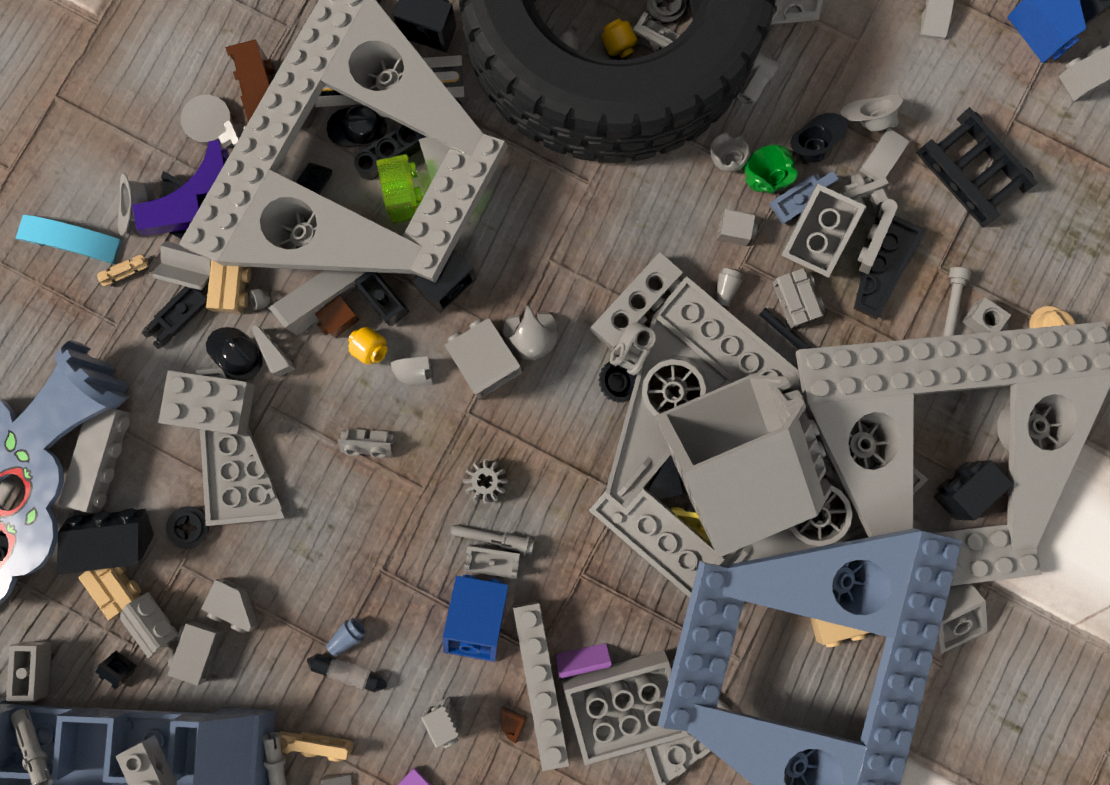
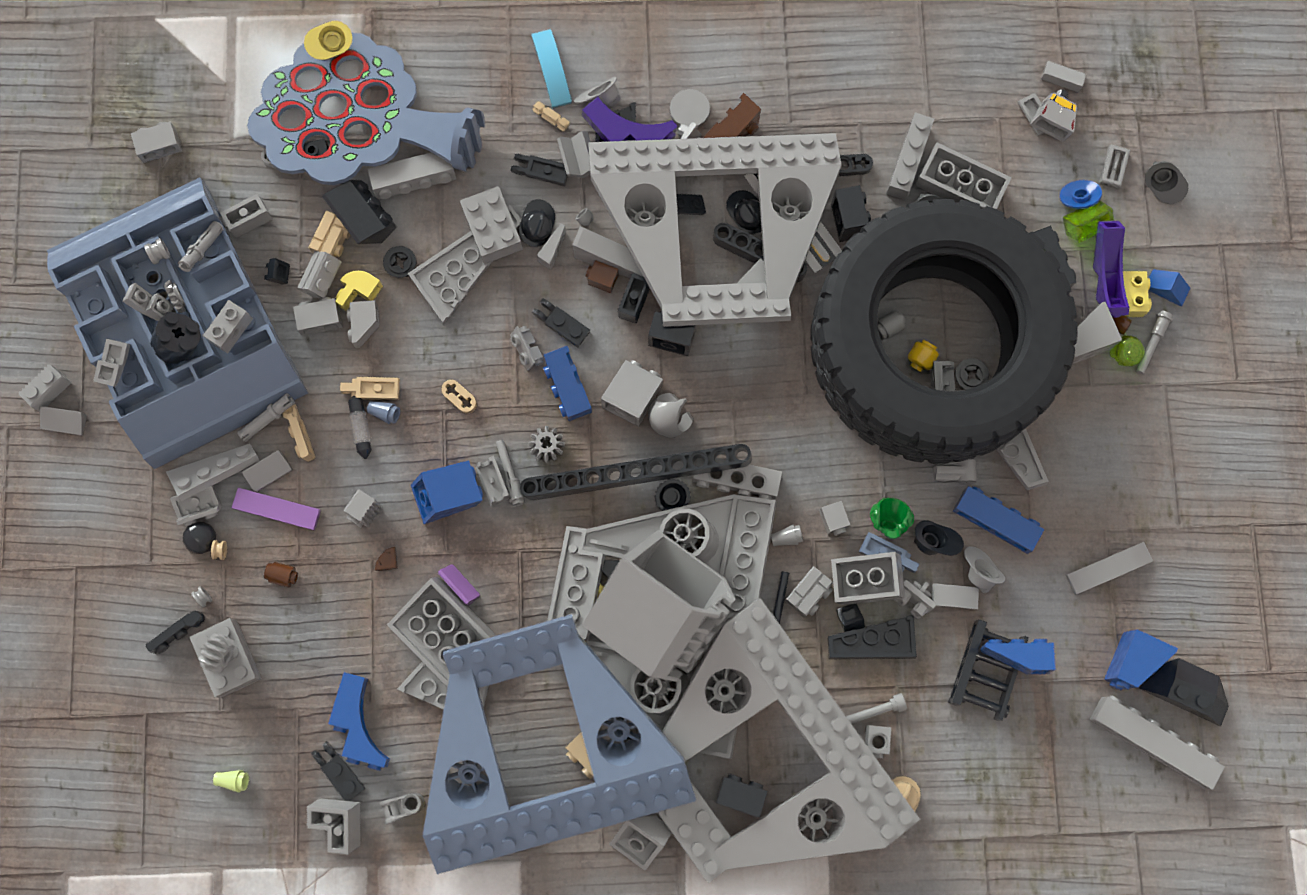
camera: 60 degrees right, 5 degrees down
(183, 589) = (356, 284): none -> light yellow brick
(228, 288) = (578, 193): tan brick -> none
(313, 635) = (372, 388): none -> tan hinge
(362, 389) = (562, 323): none -> black hinge
(367, 346) = (594, 309): yellow head -> none
(379, 551) = (462, 393): none -> tan beam
(398, 187) = (717, 264): clear neon green brick -> none
(413, 371) = (596, 351): light grey brick -> none
(433, 422) = (566, 384): none -> blue wedge
(541, 686) = (425, 563): light grey brick -> none
(554, 467) = (625, 469): none -> black beam
(632, 349) = (695, 491): light grey piece -> none
(729, 152) = (887, 481): light grey hair -> none
(831, 66) = (998, 519): none -> blue brick
(846, 273) = (850, 617): none -> black slope
(877, 235) = (888, 623): light grey plate -> none
(999, 112) = (1028, 658): none -> blue slope

